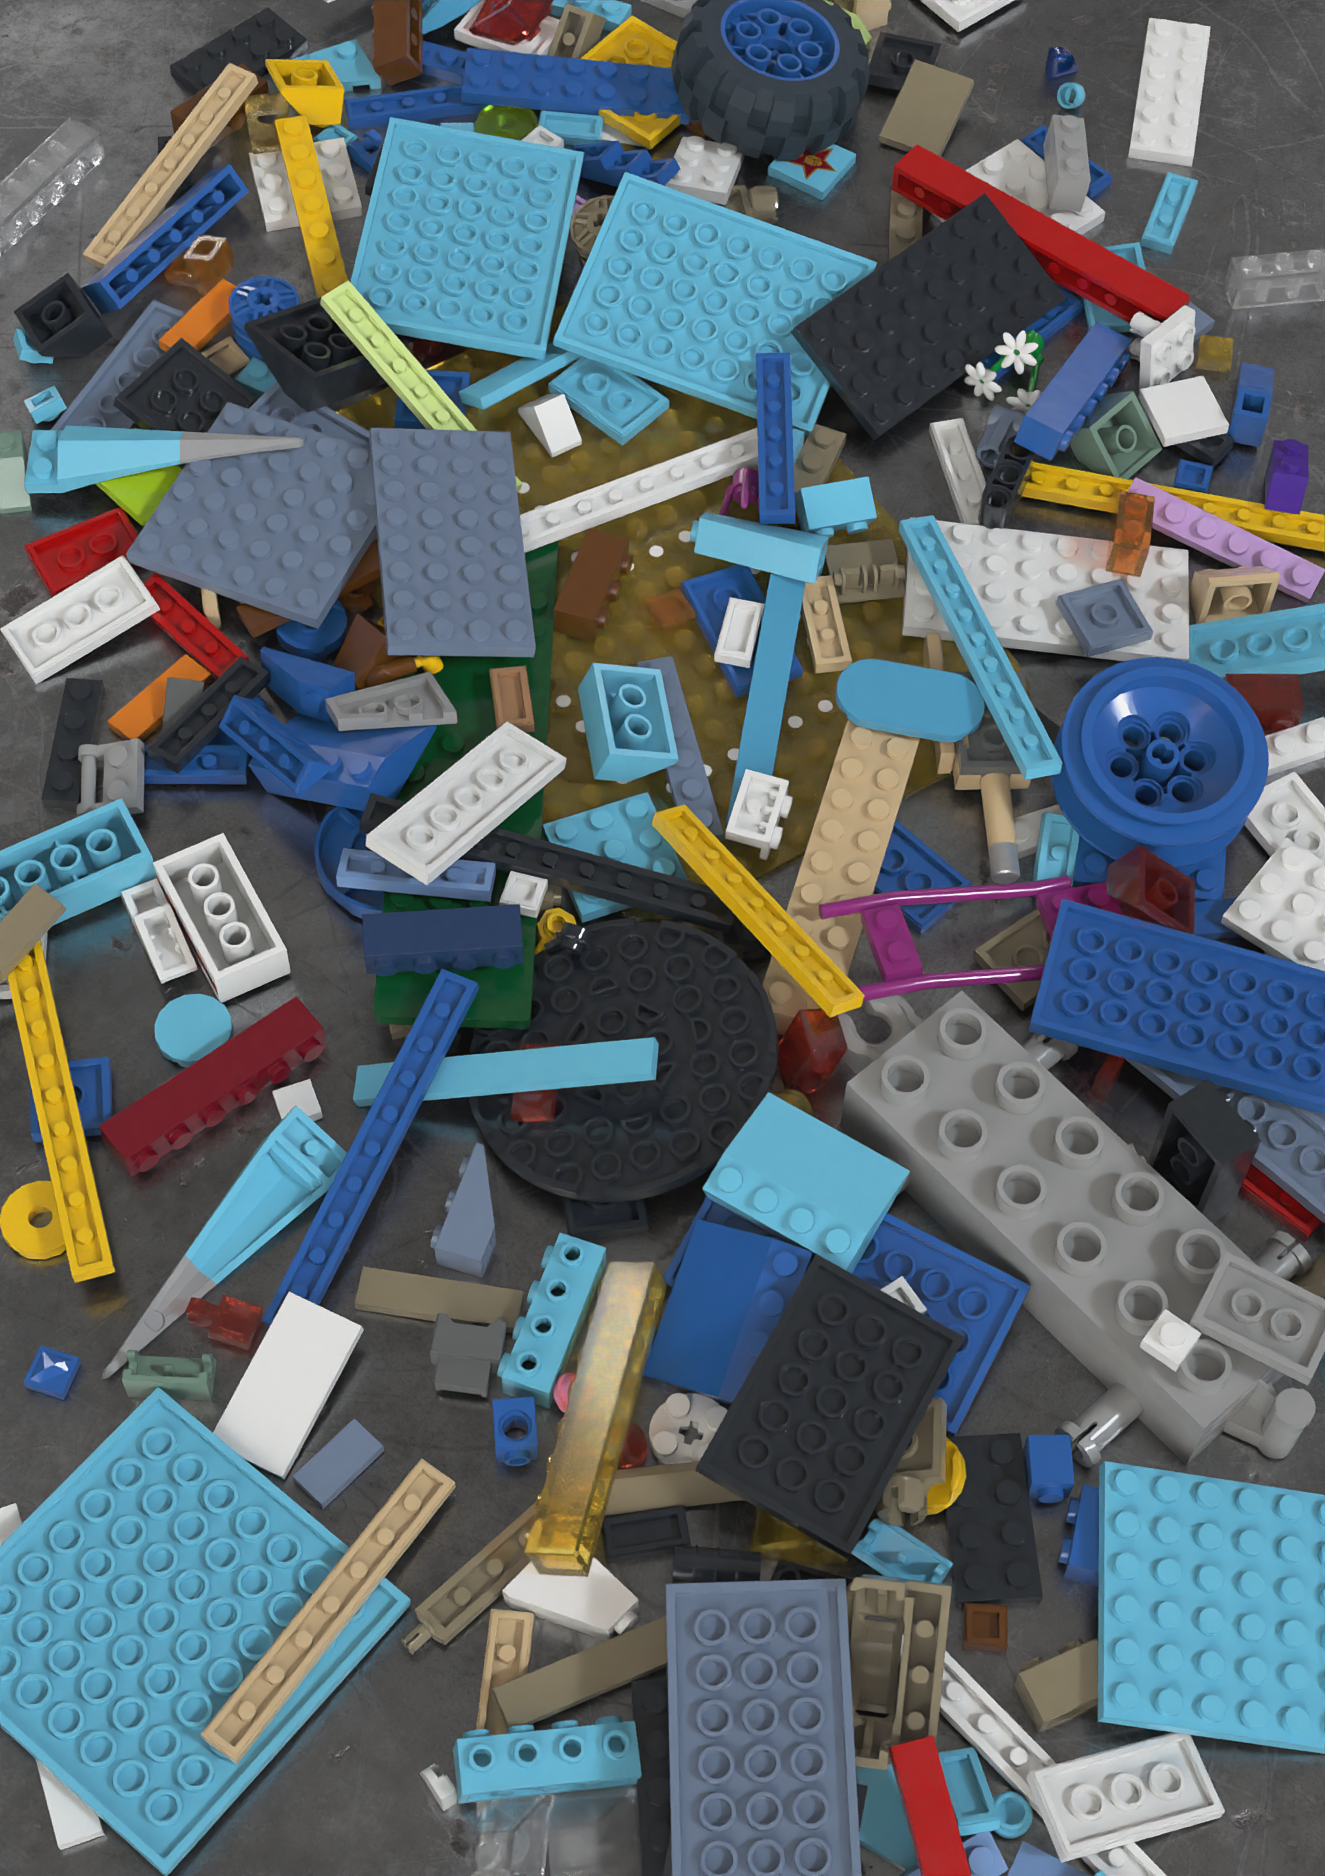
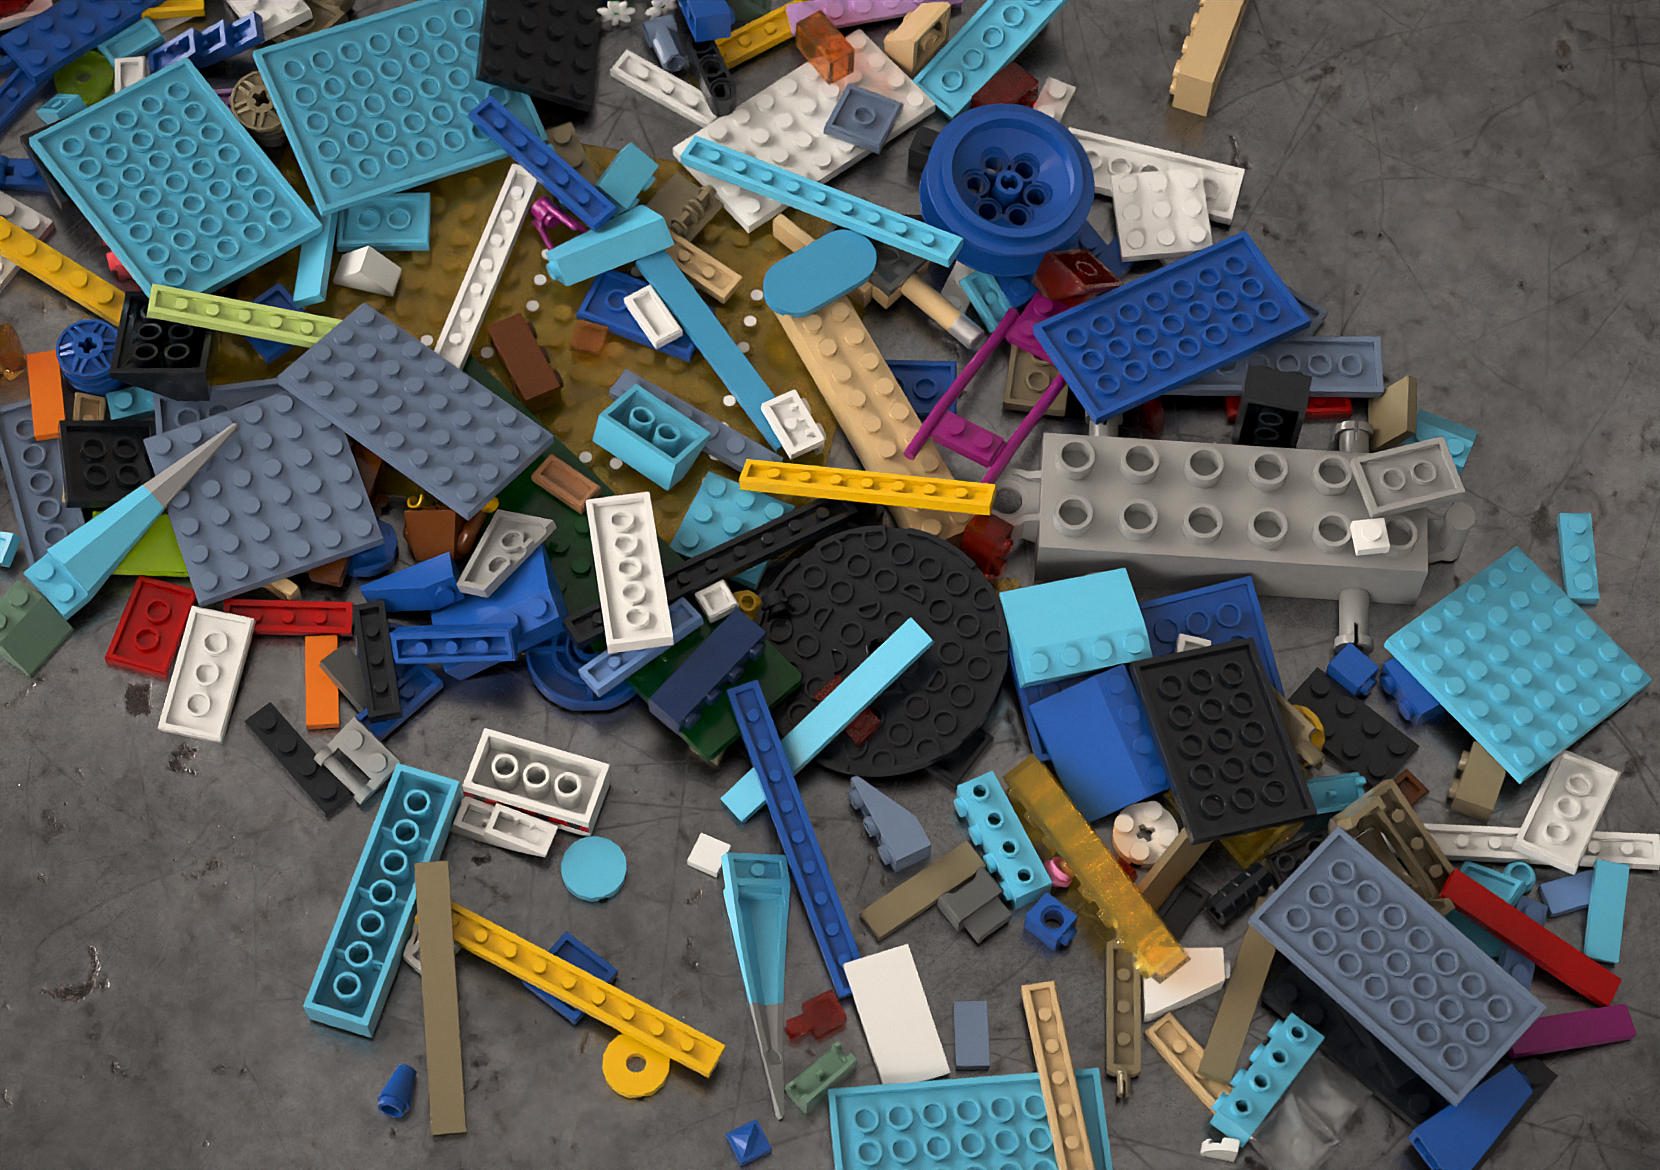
camera: 45 degrees left, 5 degrees up
(213, 1087) = (650, 890): dark red brick -> none

